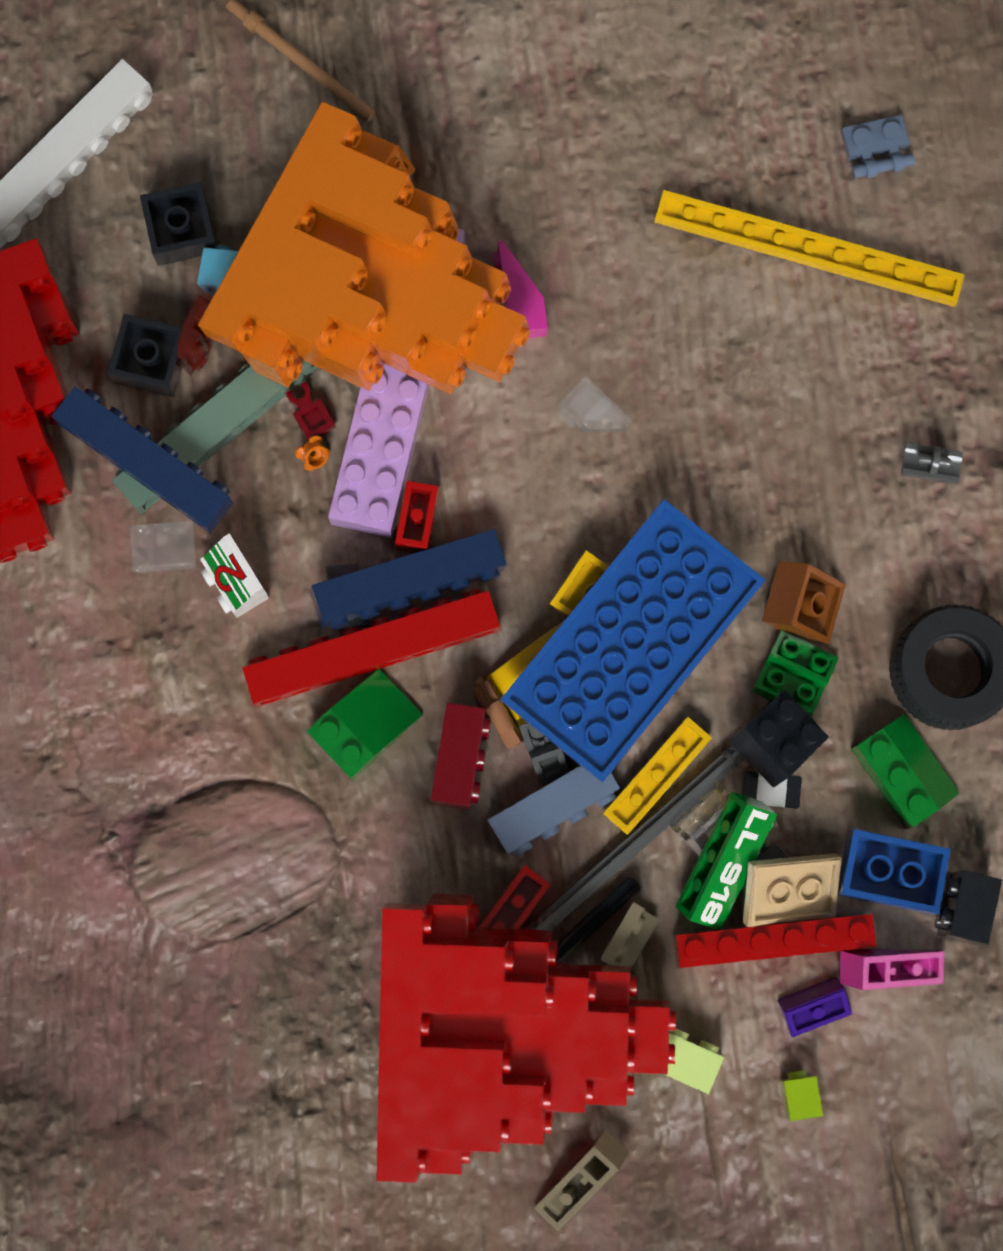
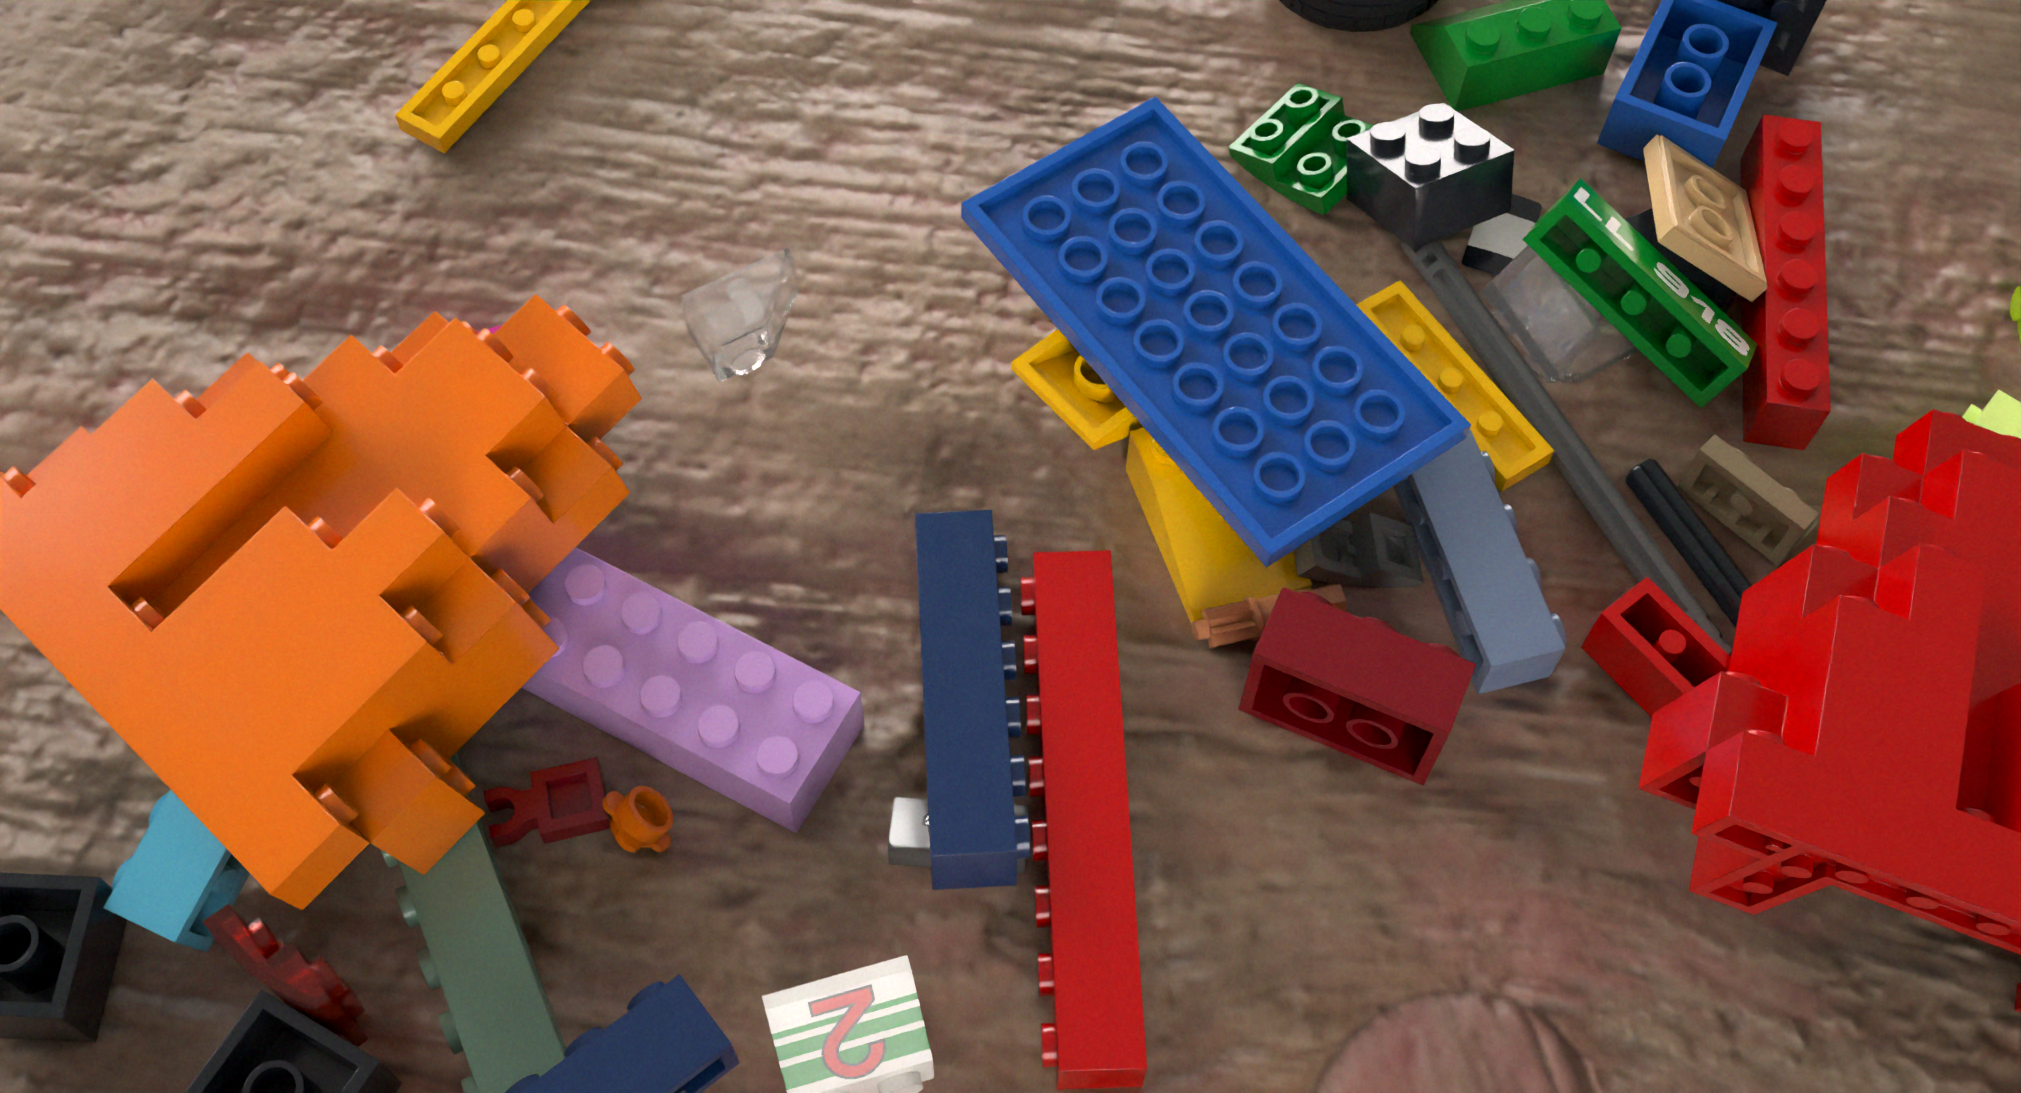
camera: 75 degrees left, 20 degrees down
(364, 724) = (1242, 869): green slope -> none
(417, 517) = (848, 643): red brick -> none
(803, 601) = (1200, 97): dark orange slope -> none
(814, 1006) = (1895, 260): dark purple slope -> none
(891, 968) = (1855, 136): dark pink slope -> none

